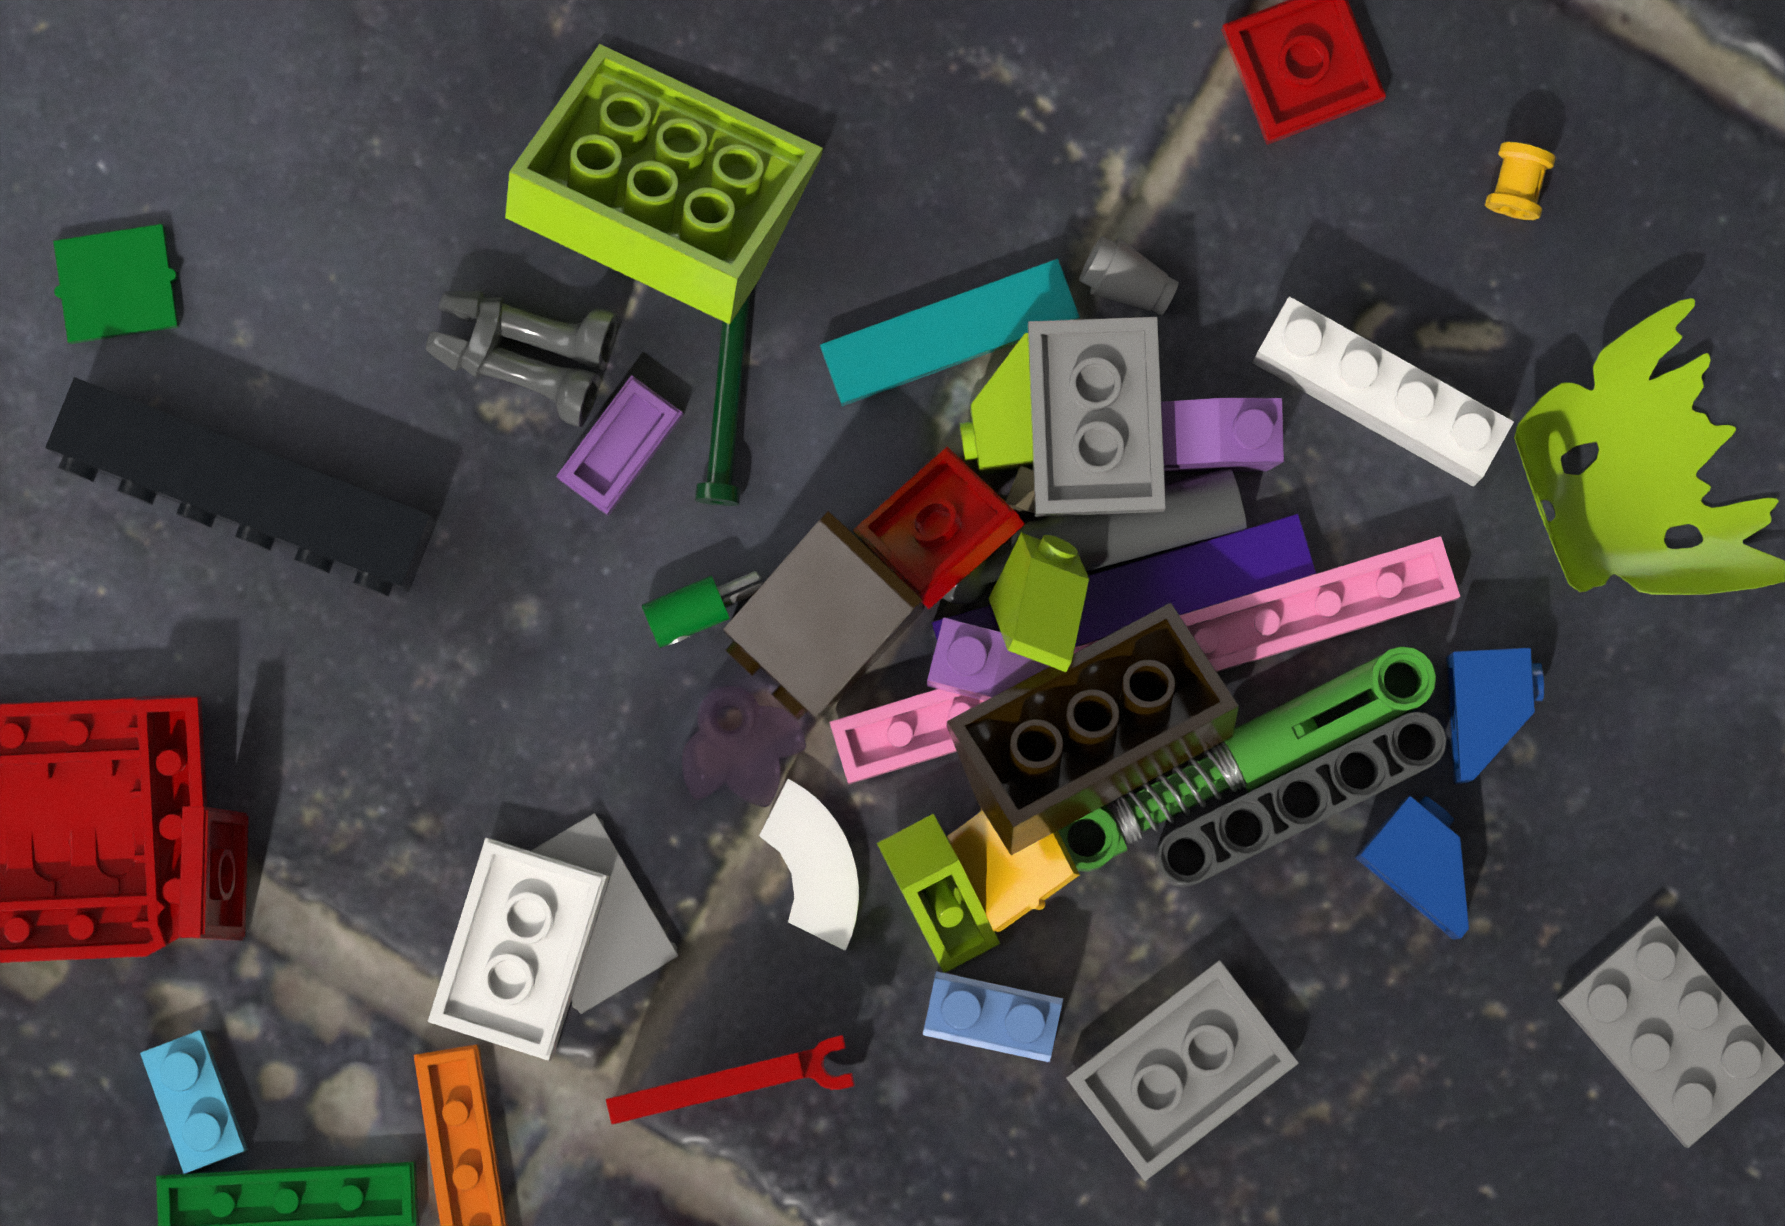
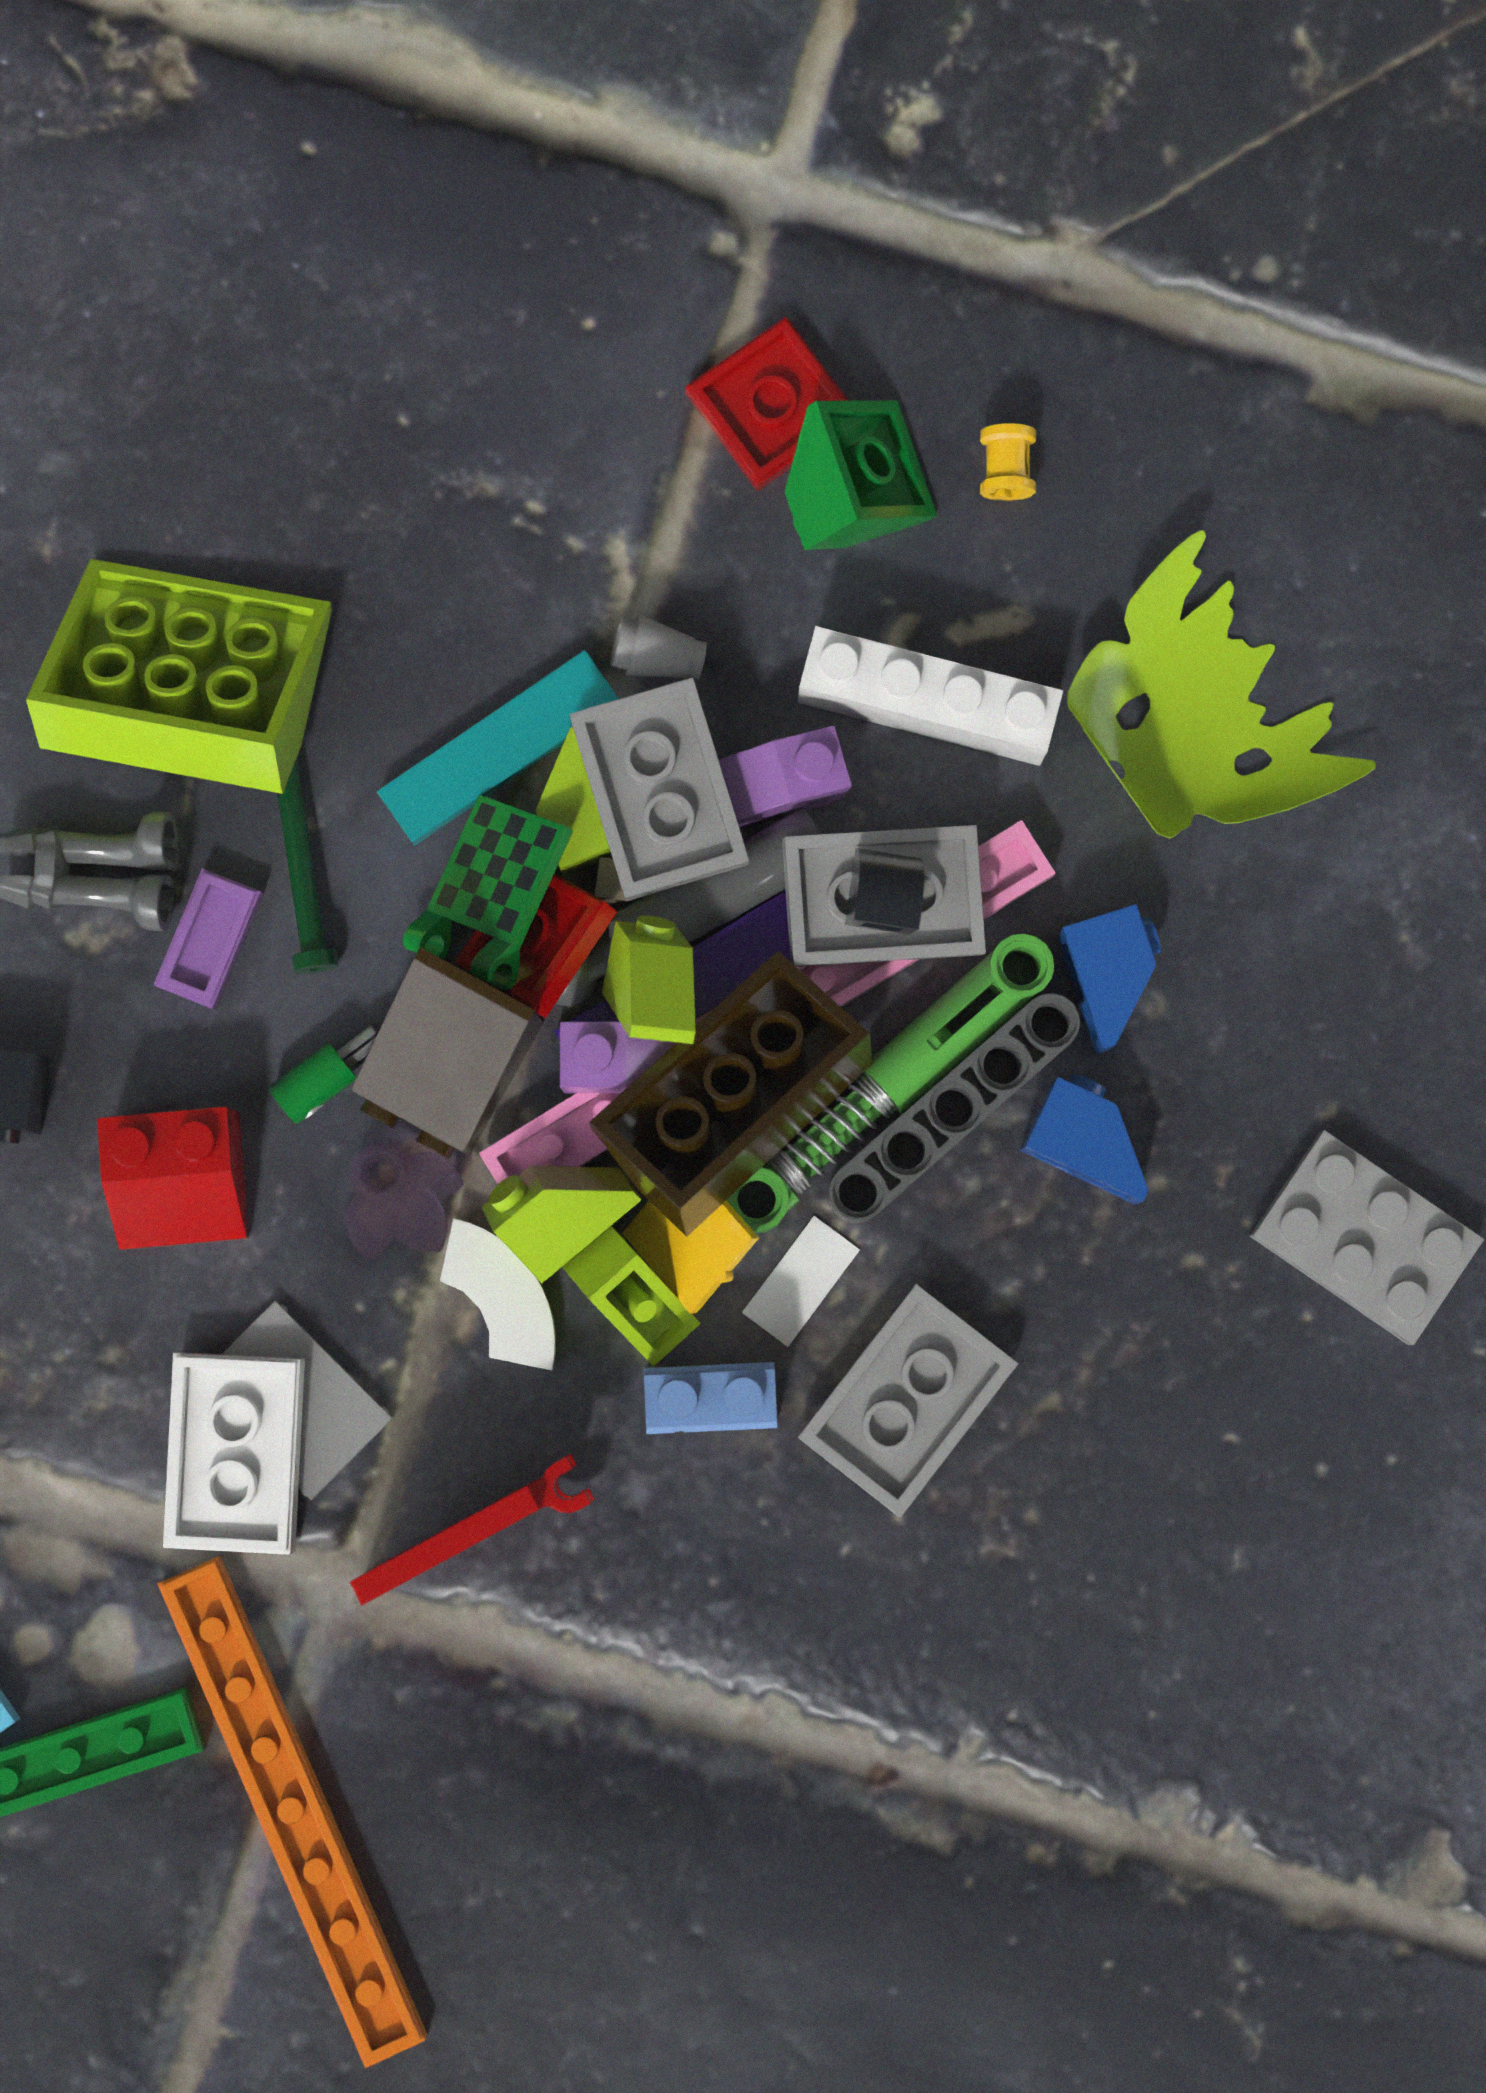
camera: 20 degrees left, 0 degrees up
(529, 668) = (174, 1177): none -> red slope
(891, 799) = (557, 1212): none -> lime slope
(910, 467) = (492, 887): none -> green flag
(1108, 928) = (801, 1281): none -> white sticker
(1286, 576) = (819, 887): none -> light grey plate
(1289, 573) = (885, 892): none -> black brick
(1367, 156) = (855, 475): none -> green slope

